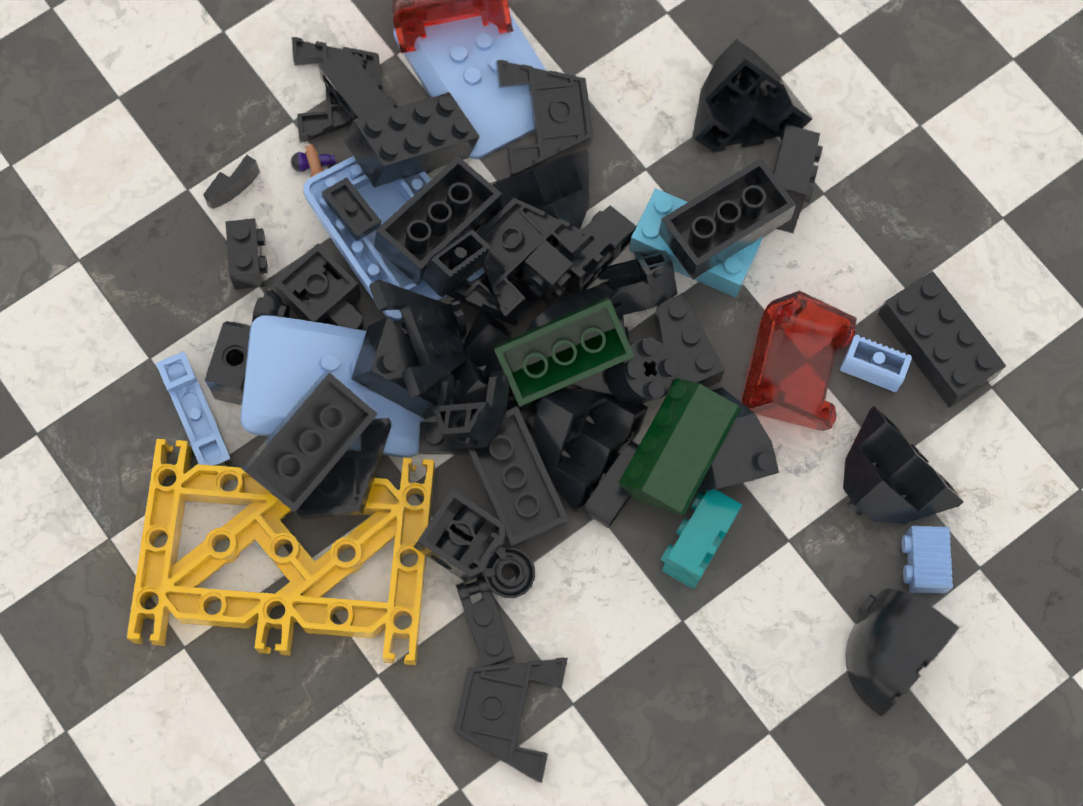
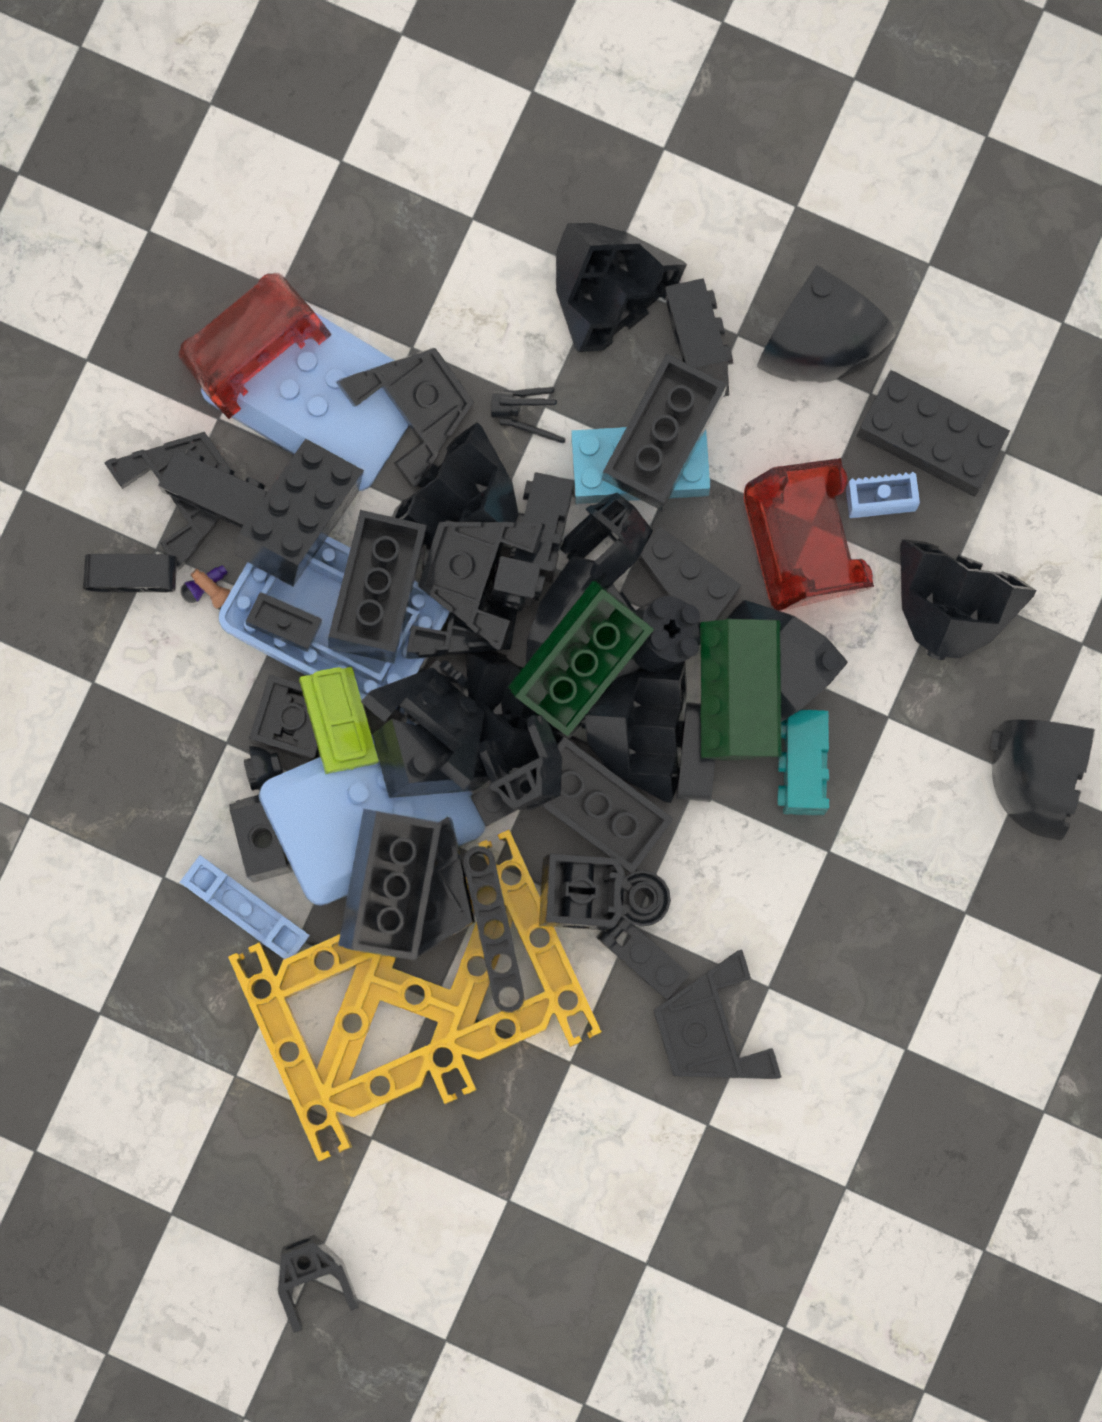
camera: 25 degrees left, 10 degrees up
(54, 715) = (294, 1273): none -> black piece
(227, 188) = (135, 661): black slope -> none
(245, 253) = (197, 721): black brick -> none
(261, 122) = (130, 573): none -> black beam
(347, 301) = (338, 719): none -> lime piece
(371, 514) = (488, 913): none -> black beam
(455, 262) = (423, 624): black brick -> none
(618, 151) = (508, 403): none -> black plant
(895, 218) = (826, 333): none -> black brick
(928, 559) = (1030, 665): light blue brick -> none

